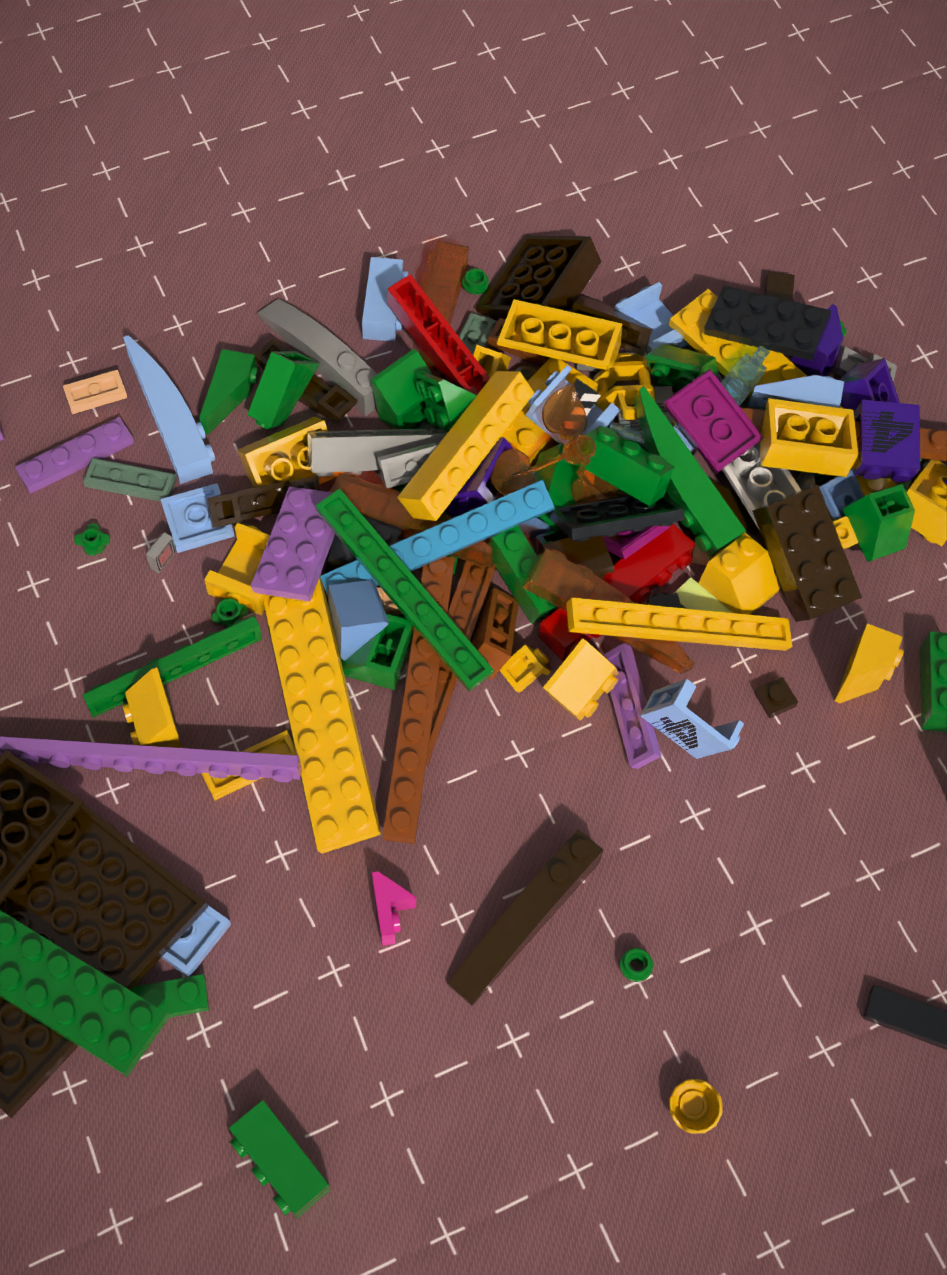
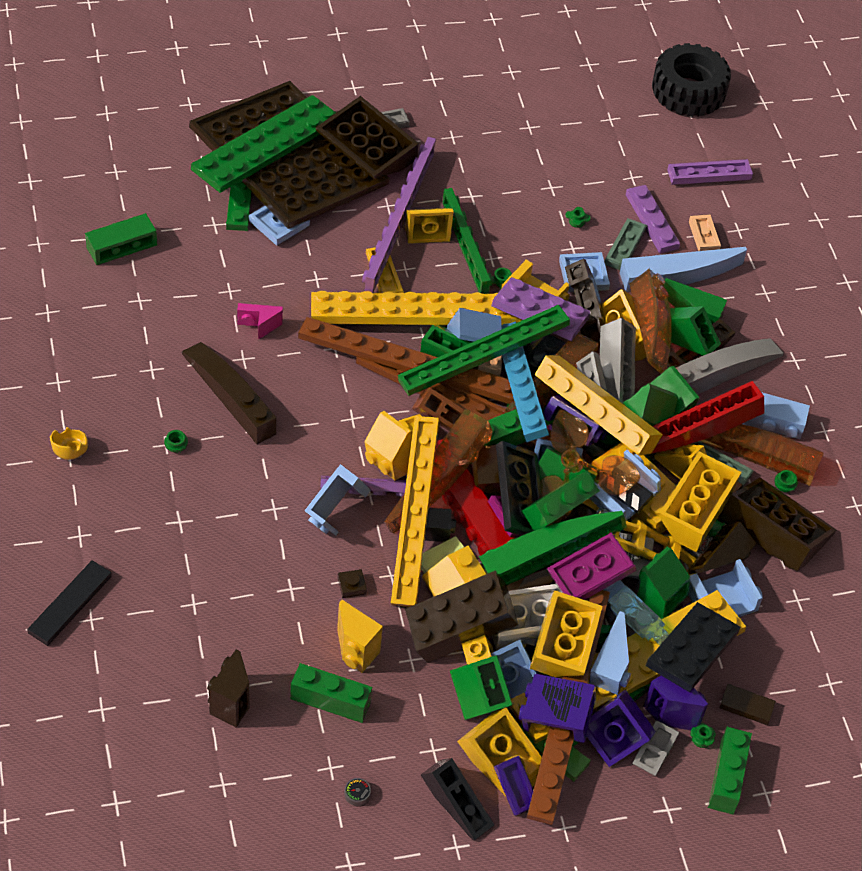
camera: 100 degrees right, 10 degrees down
(161, 552) = (556, 246): light grey tile -> none
(279, 416) = (653, 317): none -> clear orange slope
(871, 299) = (730, 770): none -> green brick

